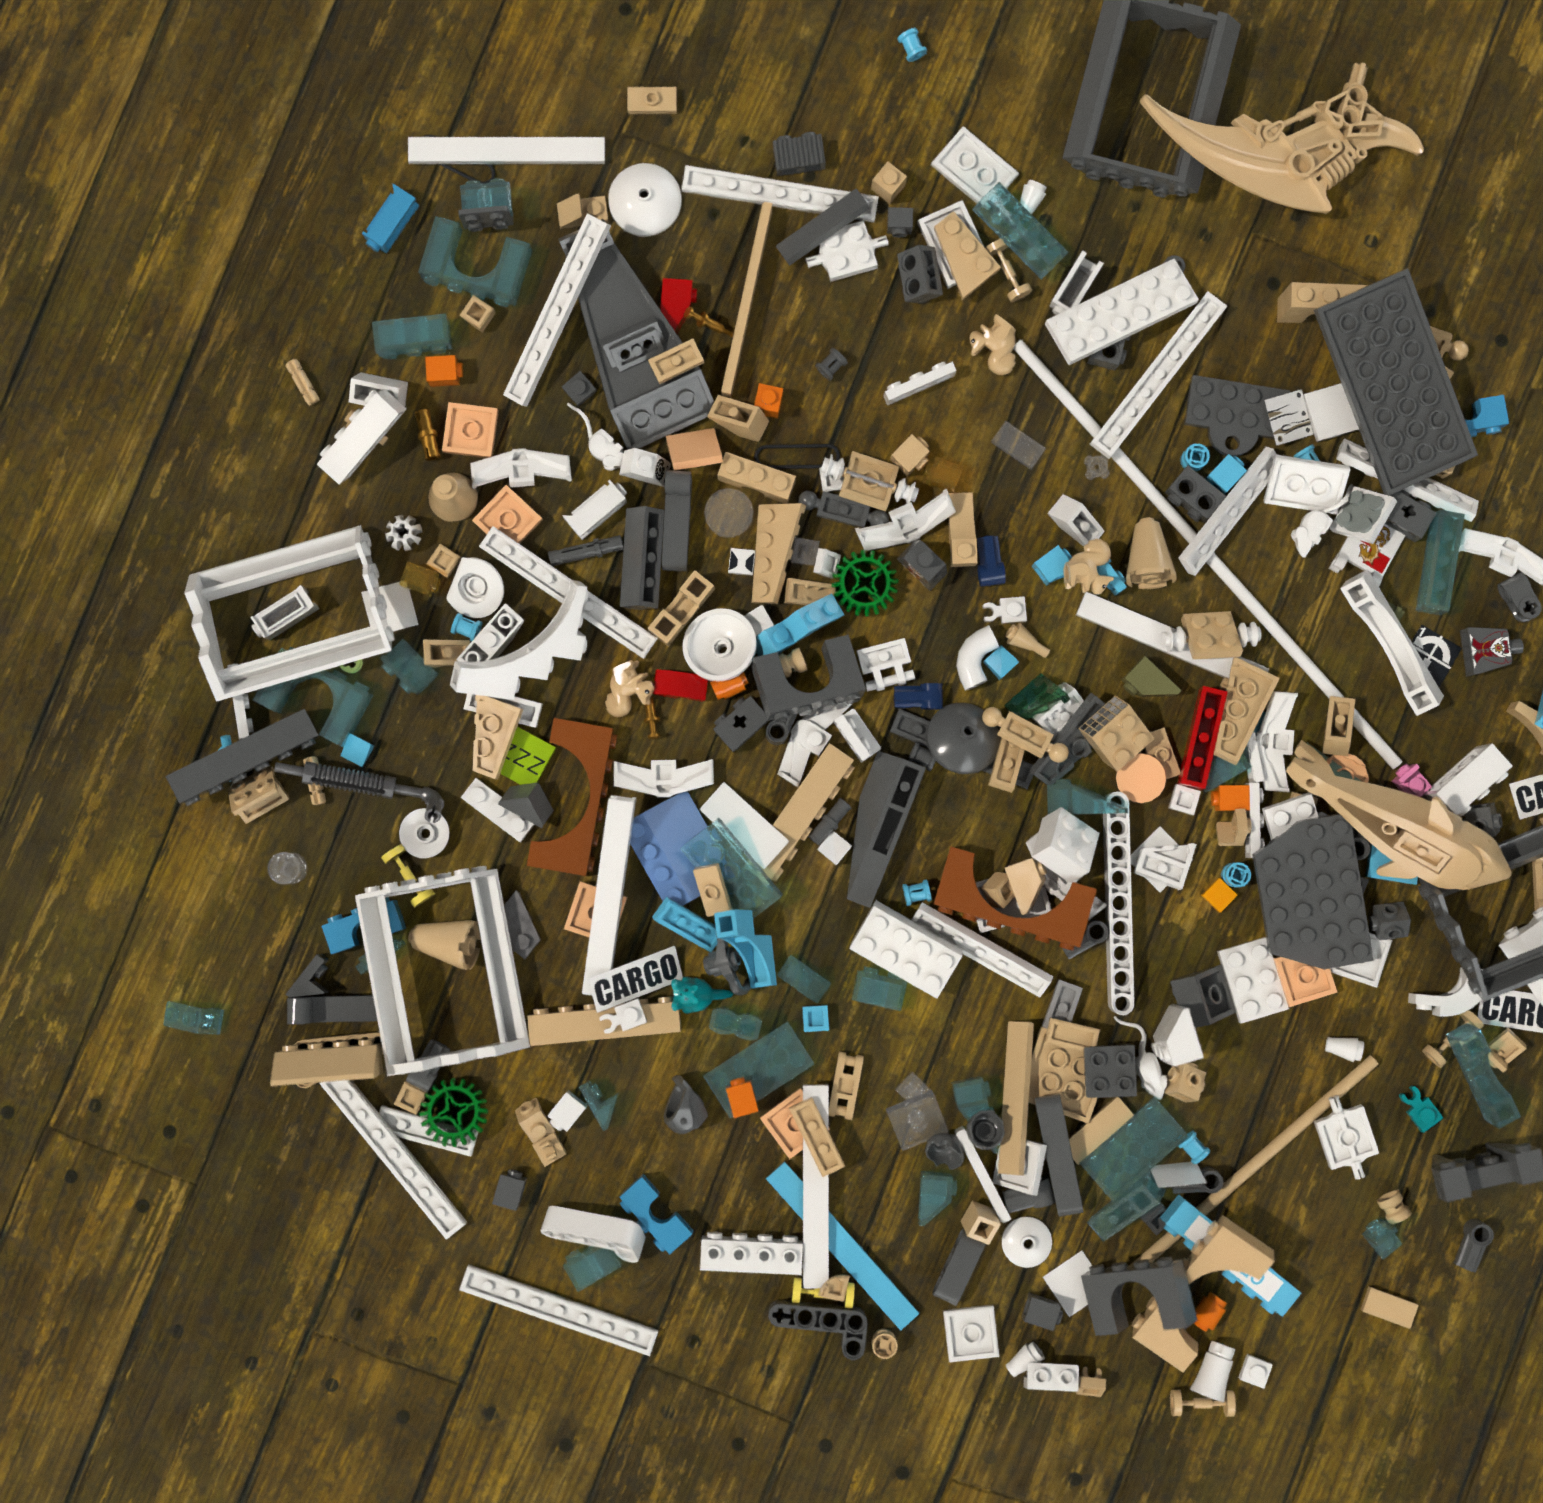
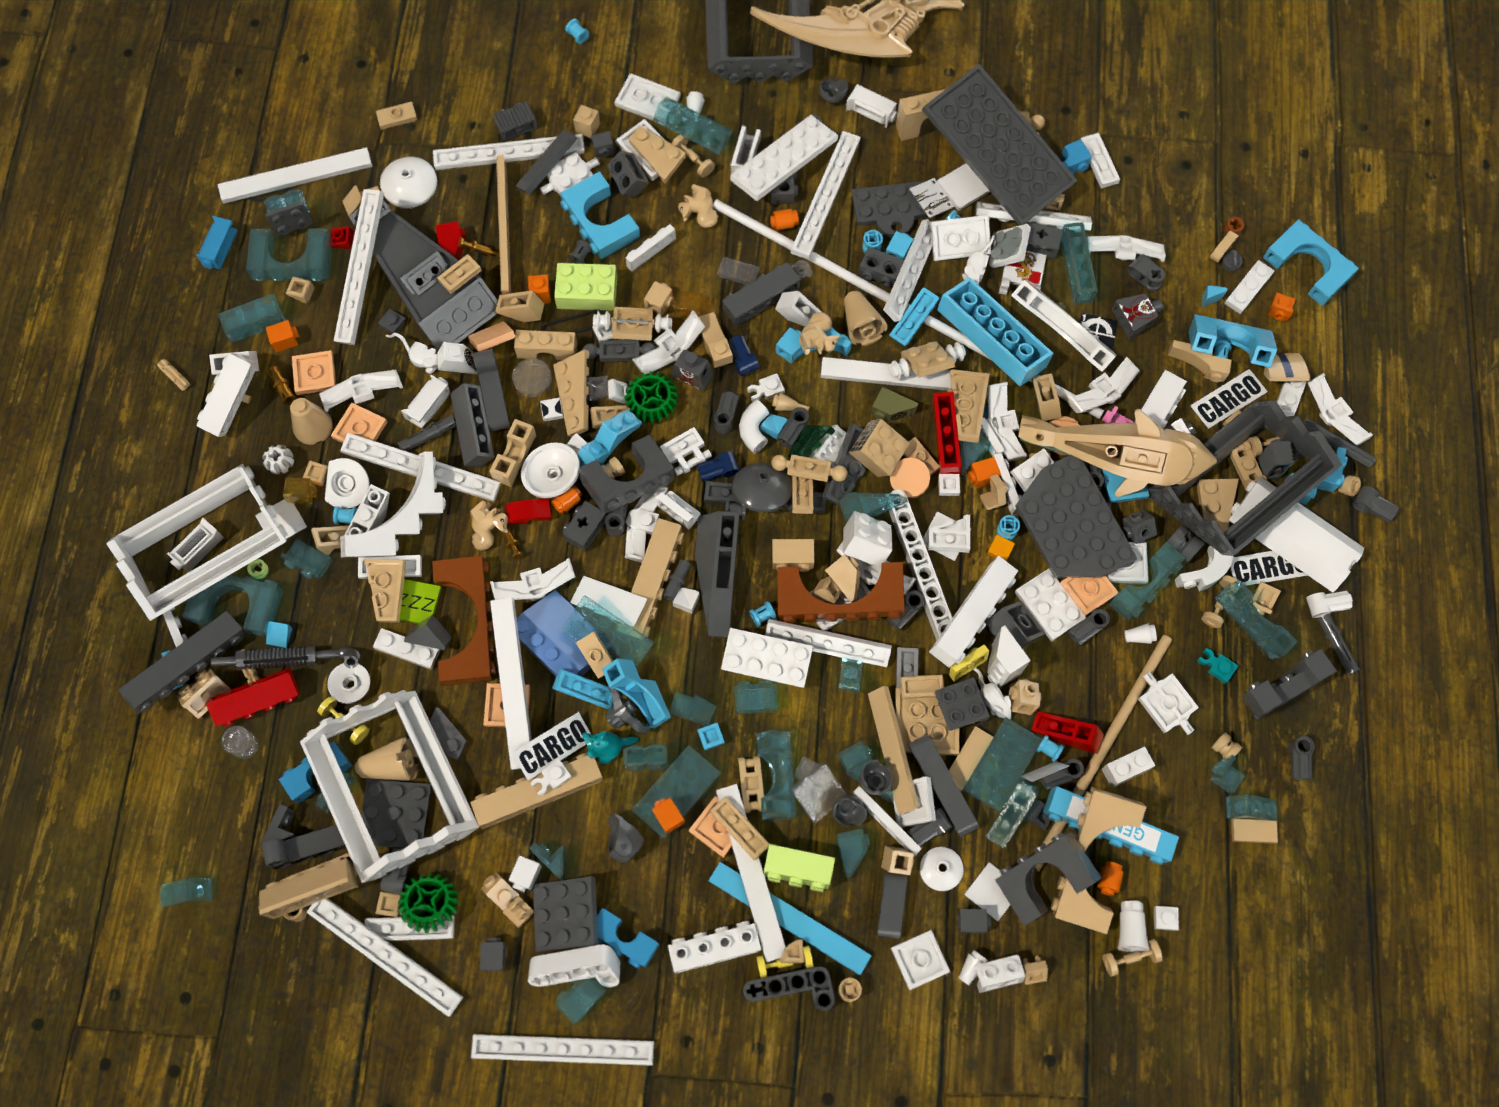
camera: 15 degrees left, 15 degrees down
(313, 819) = (253, 697): none -> red brick
(442, 999) = (396, 812): none -> dark grey plate
(547, 257) = (342, 237): none -> red slope
(599, 1171) = (565, 914): none -> dark grey plate
(826, 413) = (586, 286): none -> yellowish green brick
(863, 353) = (602, 238): none -> medium azure arch
(869, 1200) = (798, 868): none -> yellowish green brick
(870, 1116) = (776, 751): none -> clear light blue arch
(949, 627) = (726, 411): none -> dark grey piece
(973, 833) = (793, 553): none -> tan brick
(994, 997) = (850, 676): none -> clear light blue slope
(1021, 675) = (793, 428): none -> dark grey piece
(1036, 486) = (760, 294): none -> dark grey brick
(1096, 393) = (784, 219): none -> orange brick
(1144, 1018) = (973, 659): none -> light yellow plate
(1161, 968) = (973, 612): none -> white brick
(1213, 228) = (832, 90): none -> dark grey hair
(1214, 574) = (914, 317): none -> medium azure plate
(1219, 1135) = (1068, 732): none -> red slope
(1256, 265) = (872, 105): none -> white window
(1273, 1196) = (1128, 767): none -> white brick
(1286, 1023) = (1088, 627): none -> dark grey piece
(1304, 625) = (994, 331): none -> medium azure brick
(1395, 1282) = (1251, 806): none -> clear light blue bracket
(1403, 973) = (1163, 564): none -> clear light blue arch
(1414, 735) = (1105, 389): none -> white plate
(1435, 956) = (1185, 543): none -> dark grey wheel
(1491, 917) = (1216, 500): none -> tan wing
(1519, 430) = (1100, 161): none -> white plate

